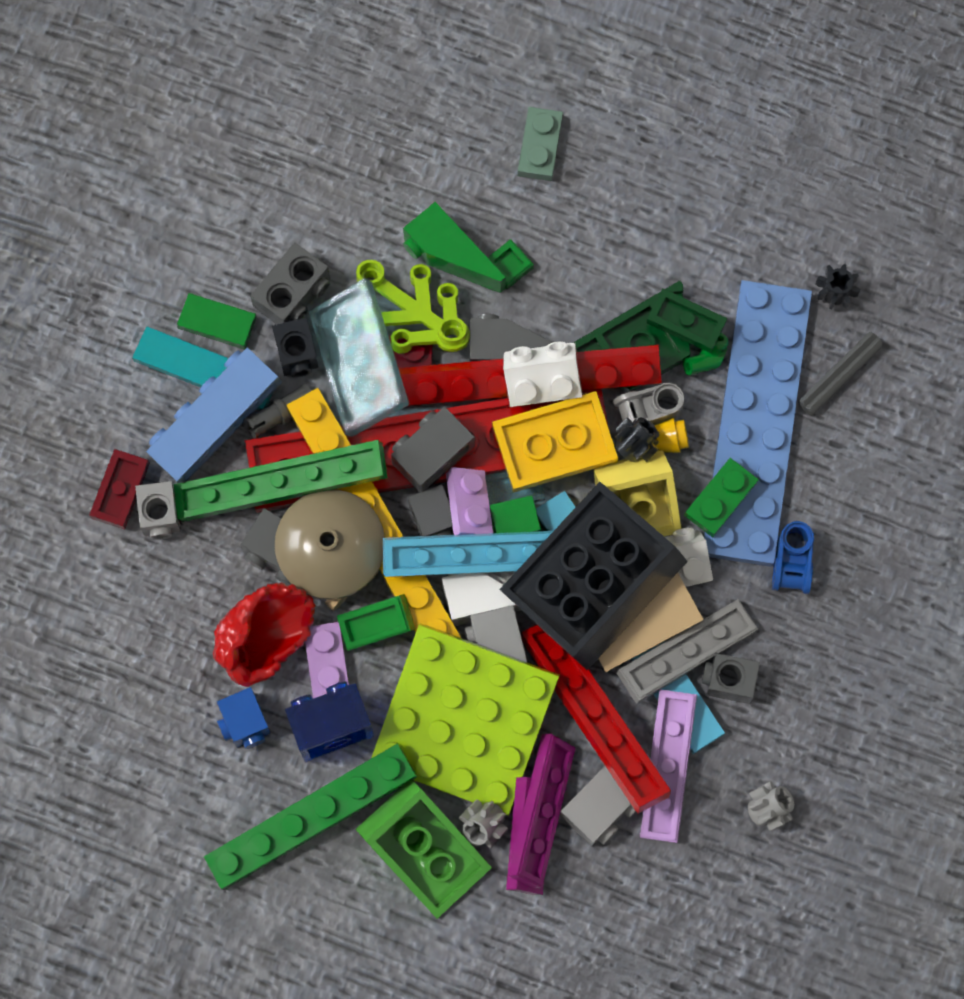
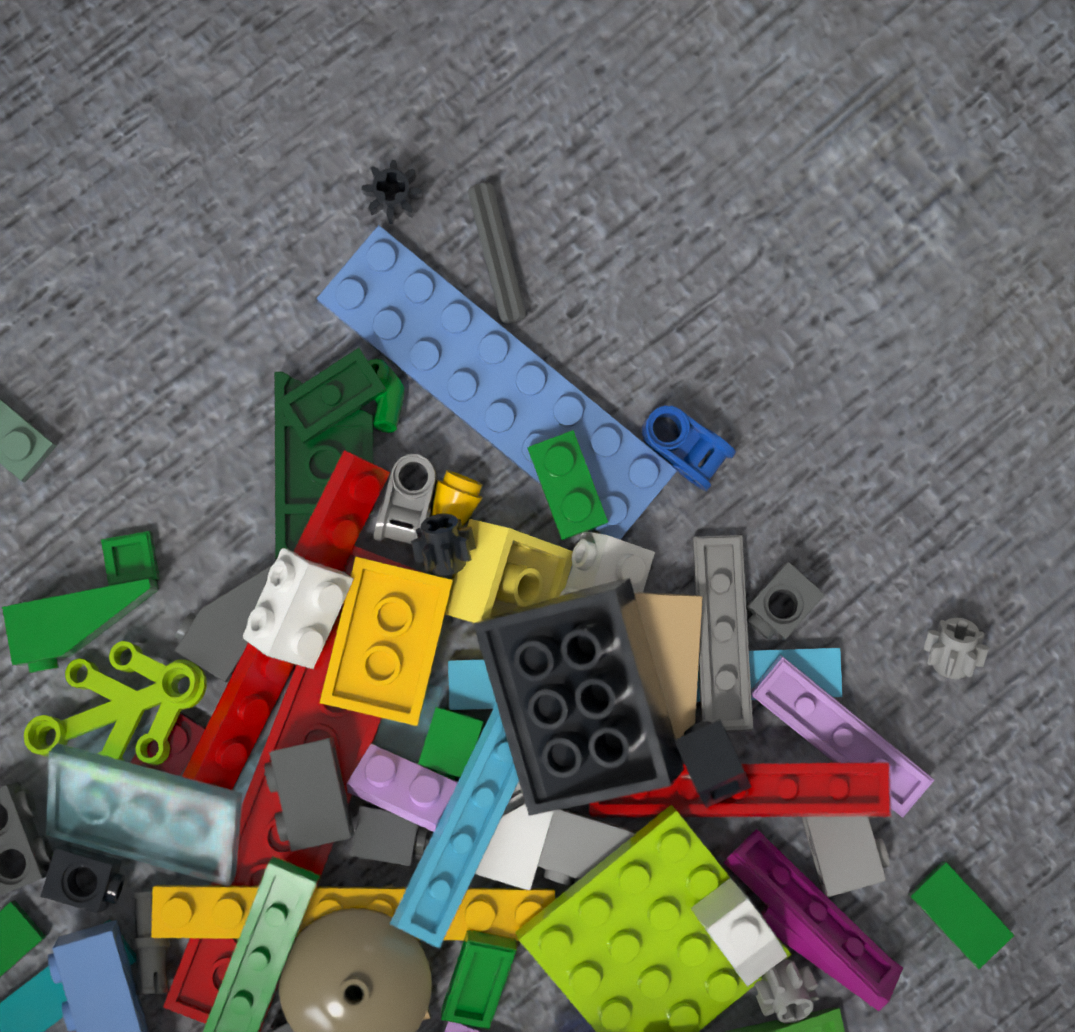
camera: 60 degrees left, 10 degrees up
(503, 765) = (739, 931): none -> white slope
(599, 913) = (961, 915): none -> green tile
(602, 682) = (712, 762): none -> black brick

